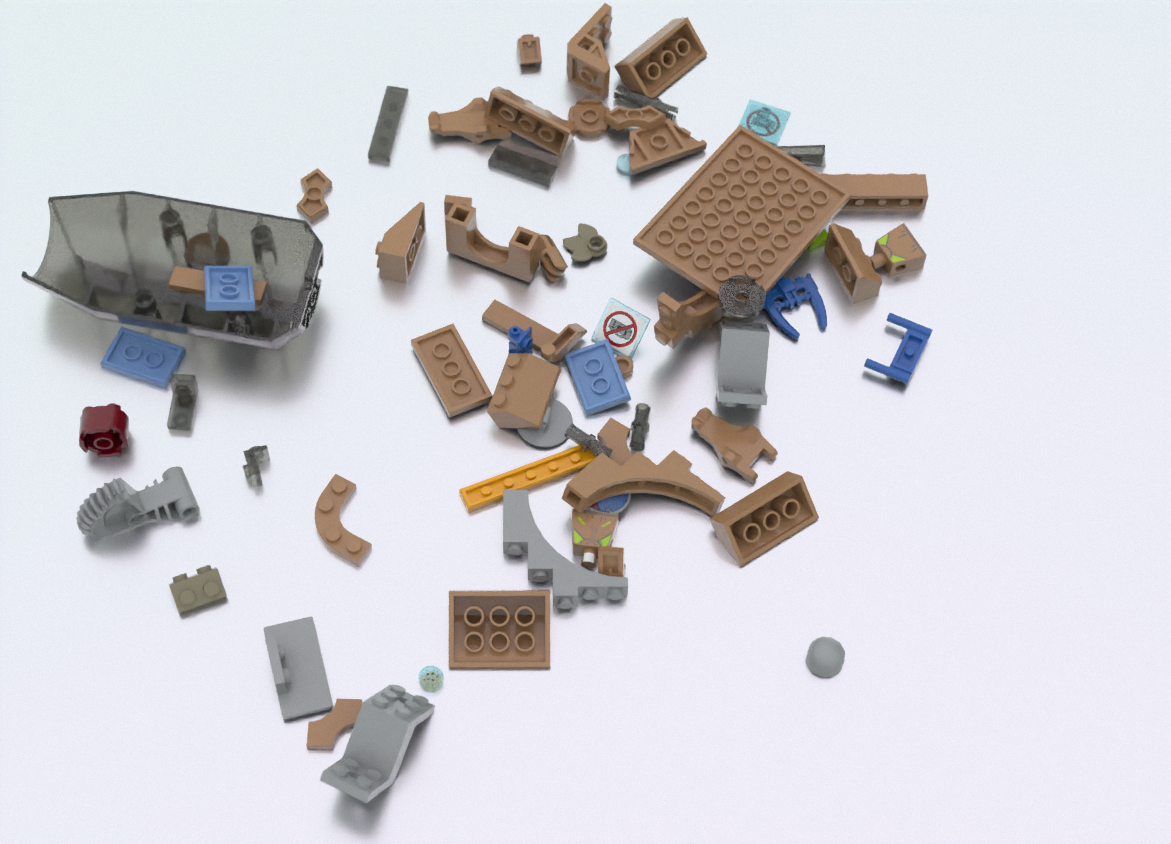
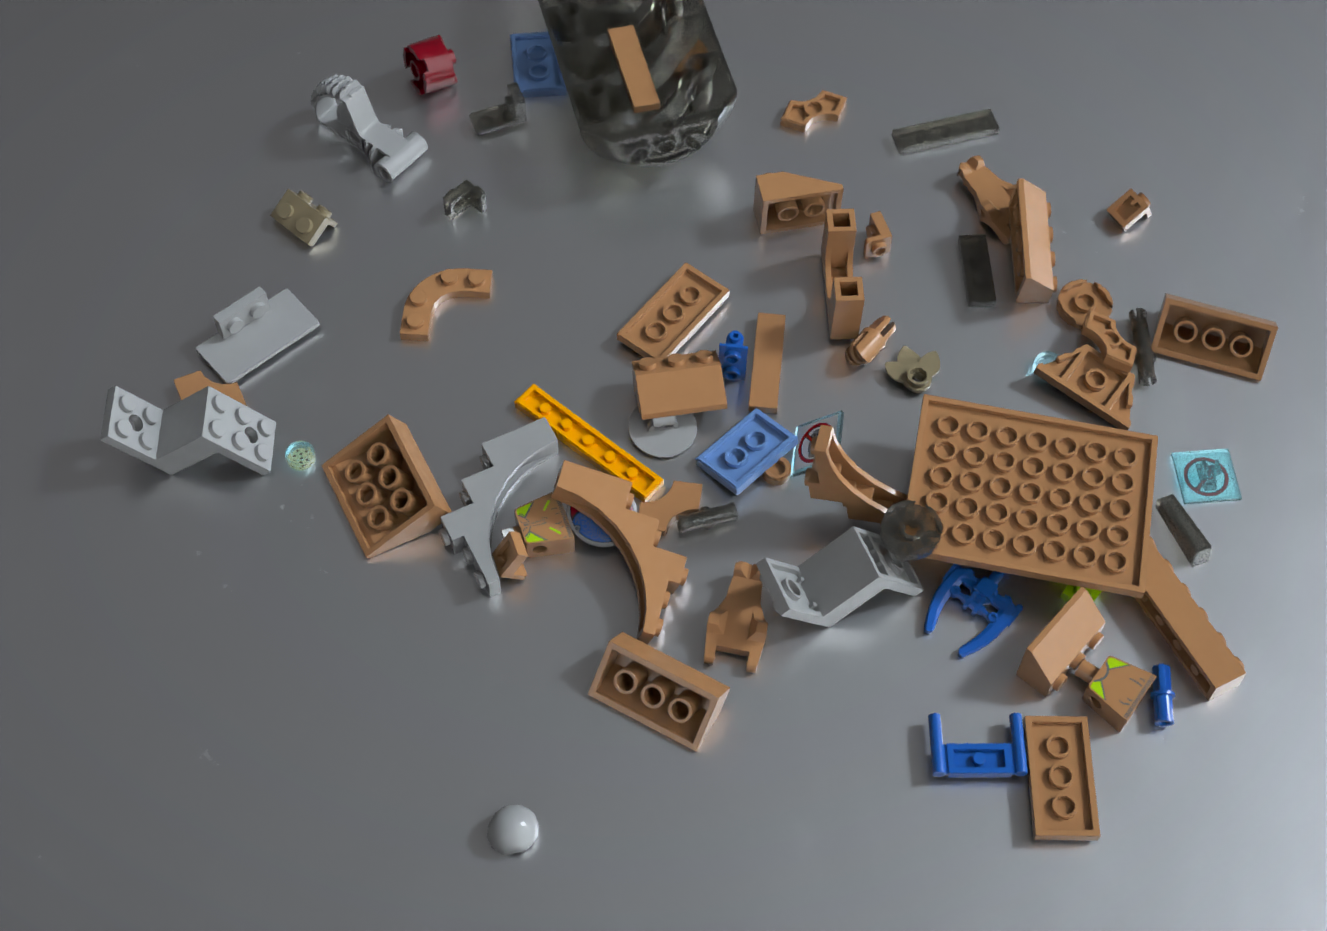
camera: 65 degrees right, 0 degrees up
(229, 288) = (623, 70): medium blue tile -> none
(562, 342) = (763, 395): medium nougat piece -> none
(586, 57) = (1167, 250): medium nougat bracket -> none
(587, 441) = (651, 473): clear smoke pin -> none
(919, 232) = (1162, 696): none -> blue axle
(944, 313) = (1061, 778): none -> medium nougat plate

